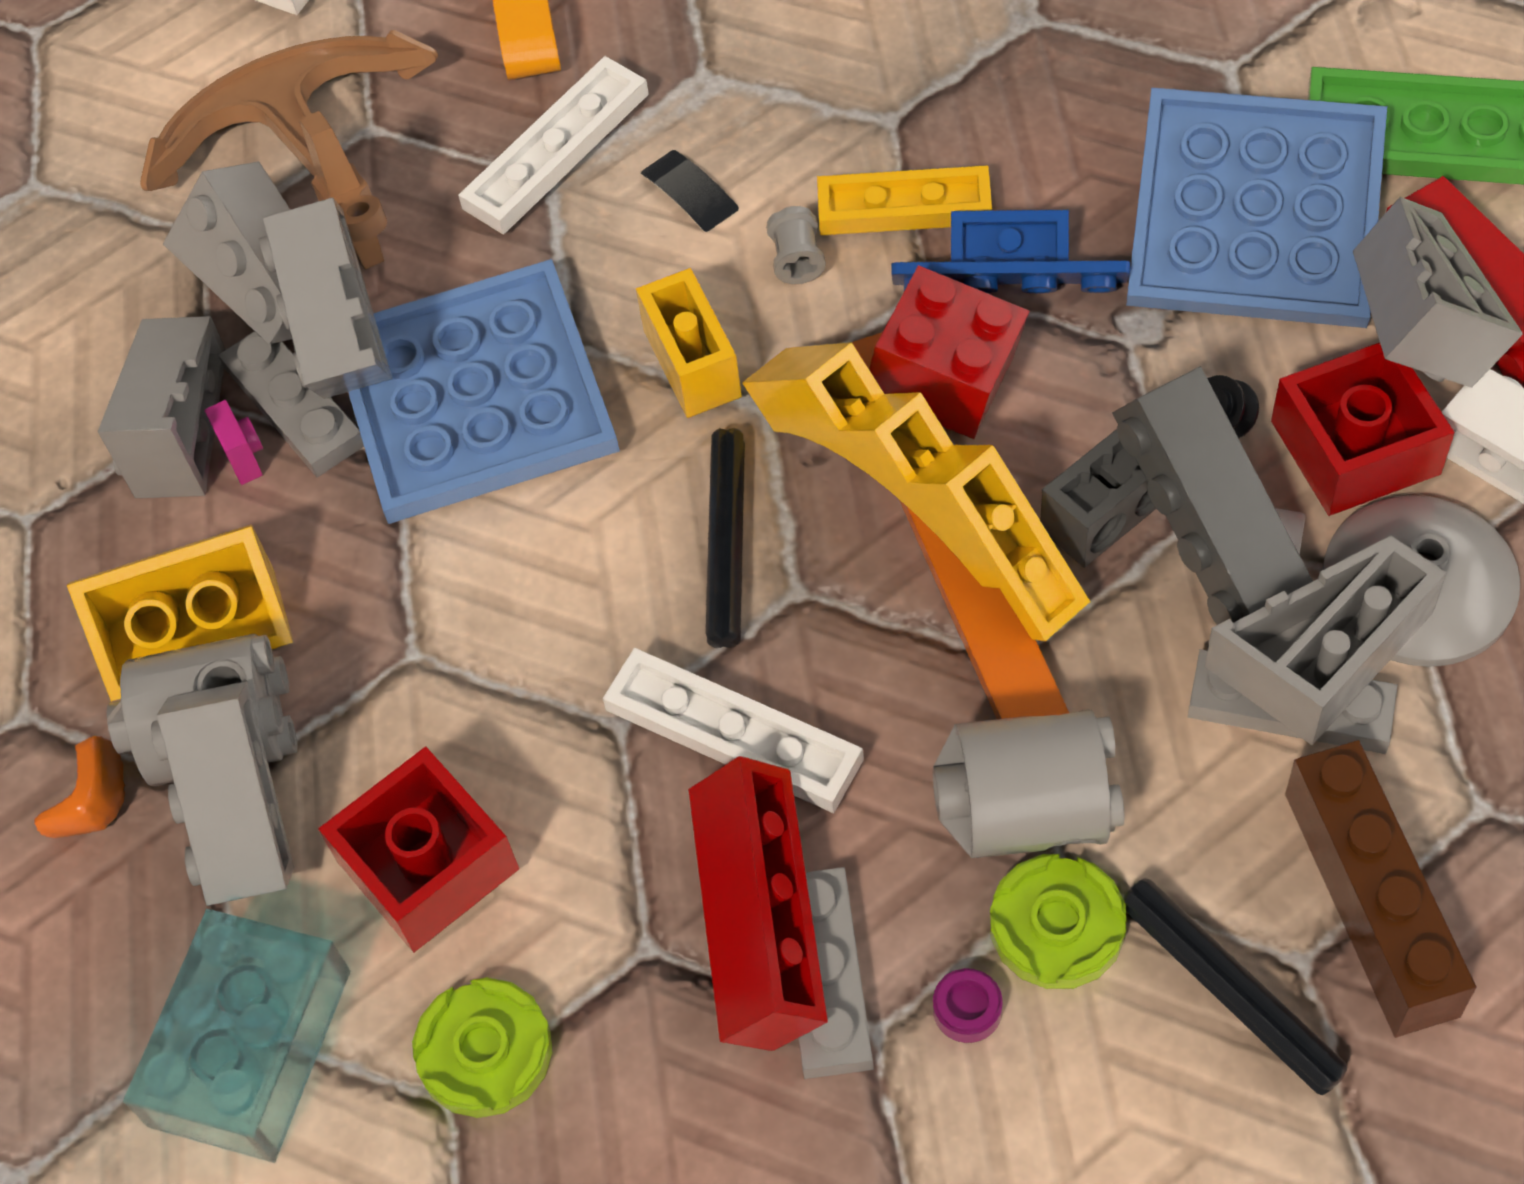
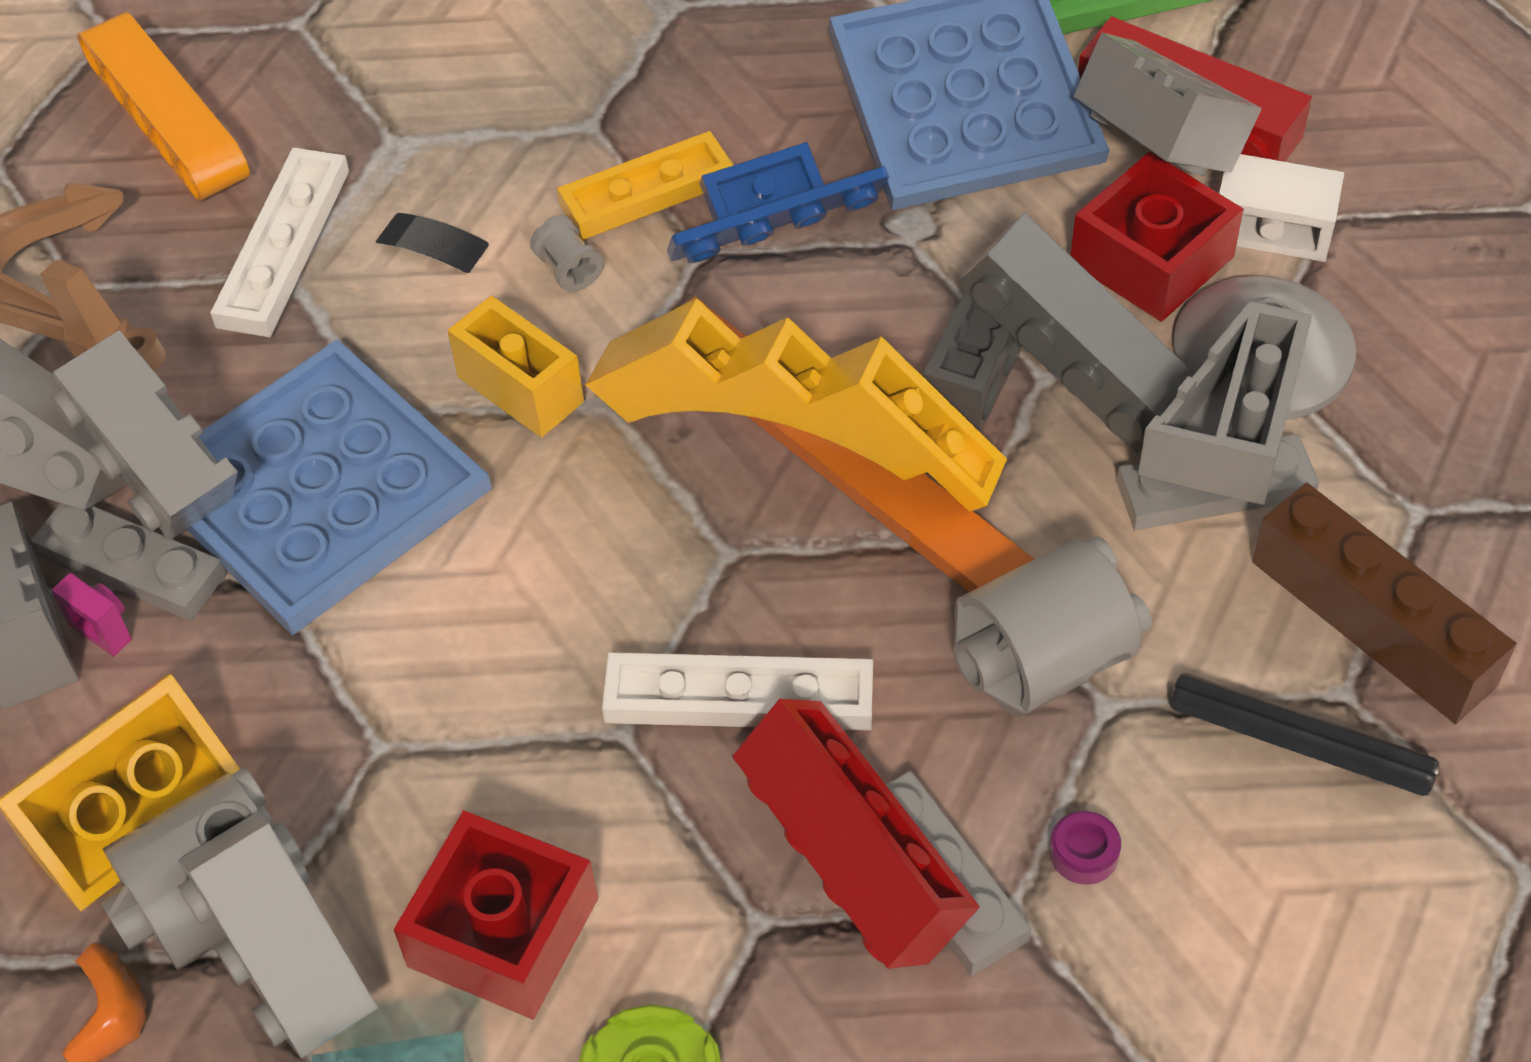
camera: 30 degrees left, 5 degrees down
(725, 539) = (638, 529): black axle -> none
(948, 347) = (764, 276): red brick -> none
(1057, 921) = (1123, 743): lime tile -> none

